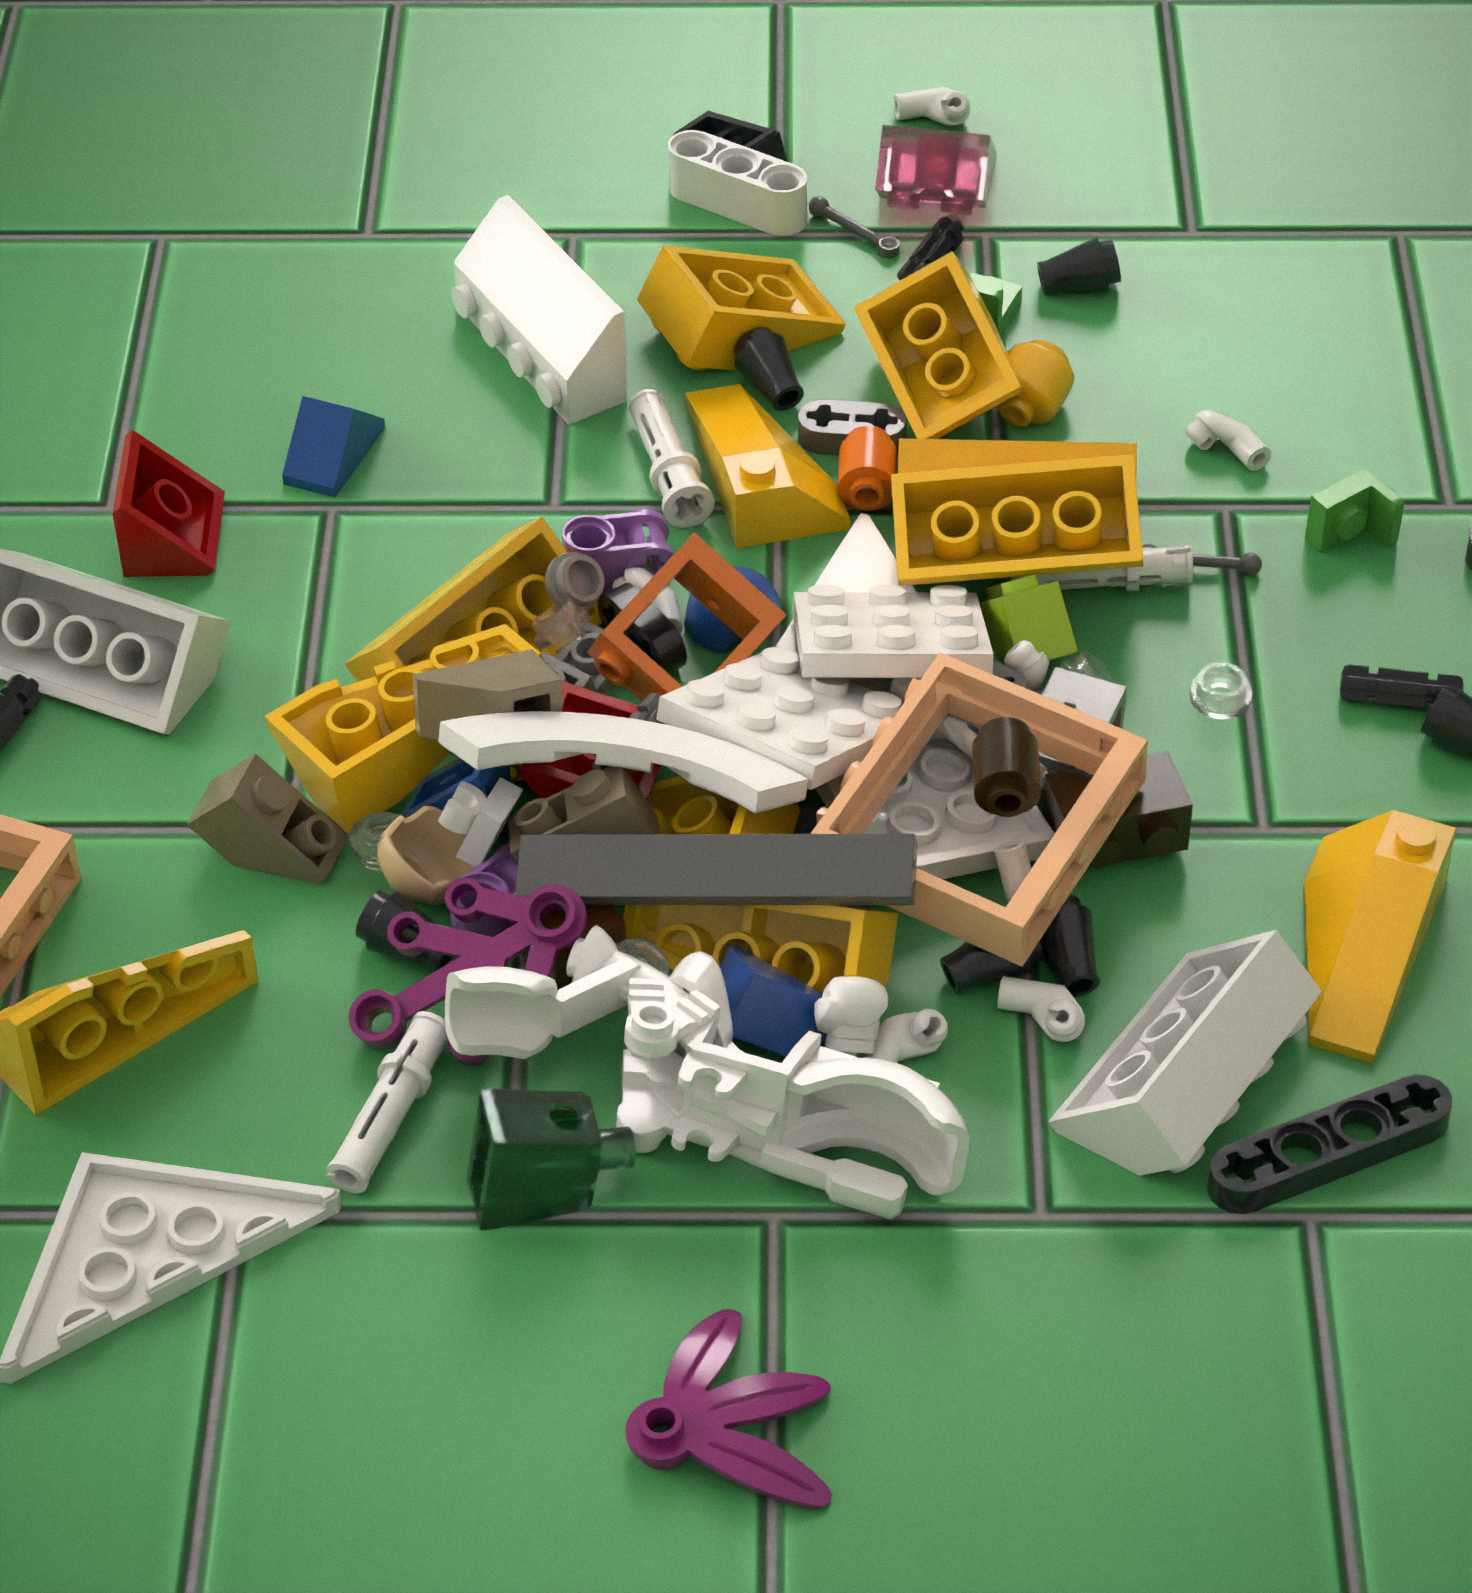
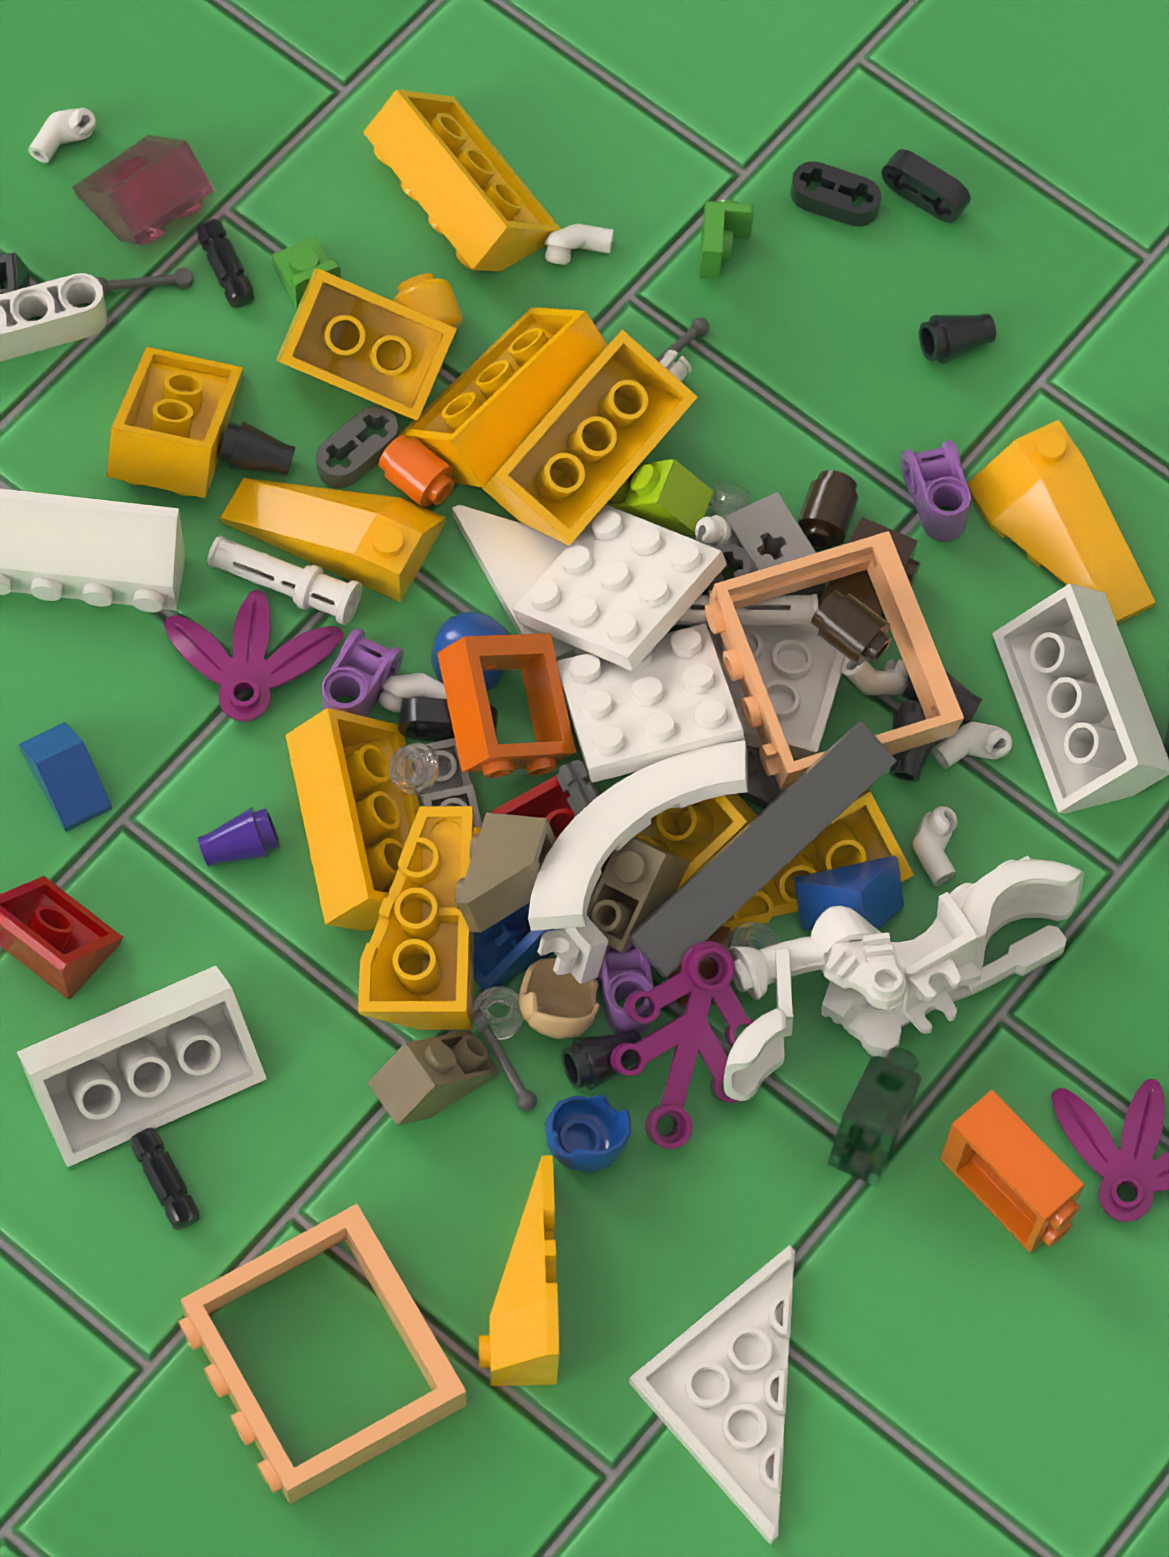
camera: 55 degrees left, 20 degrees up
(309, 962) = (587, 1133): none -> blue hair
(313, 912) = (525, 1099): none -> dark grey hinge
(384, 575) = (241, 838): none -> dark purple cone
(401, 1080) = (729, 1147): white pin -> none
(559, 489) = (247, 666): none -> magenta plant
(574, 577) = (386, 729): light grey plate -> none
(575, 1294) = (1012, 1172): none -> orange window
(851, 1013) = (918, 862): white piece -> none
(1081, 268) = (334, 187): black cone -> none
(1182, 735) = (828, 509): none -> dark brown brick
(1189, 328) = (459, 180): none -> yellow slope
(1221, 691) = (802, 426): clear plate -> none
(1286, 814) = (938, 481): none -> medium lavender piece
(1395, 686) = (884, 339): black axle -> none

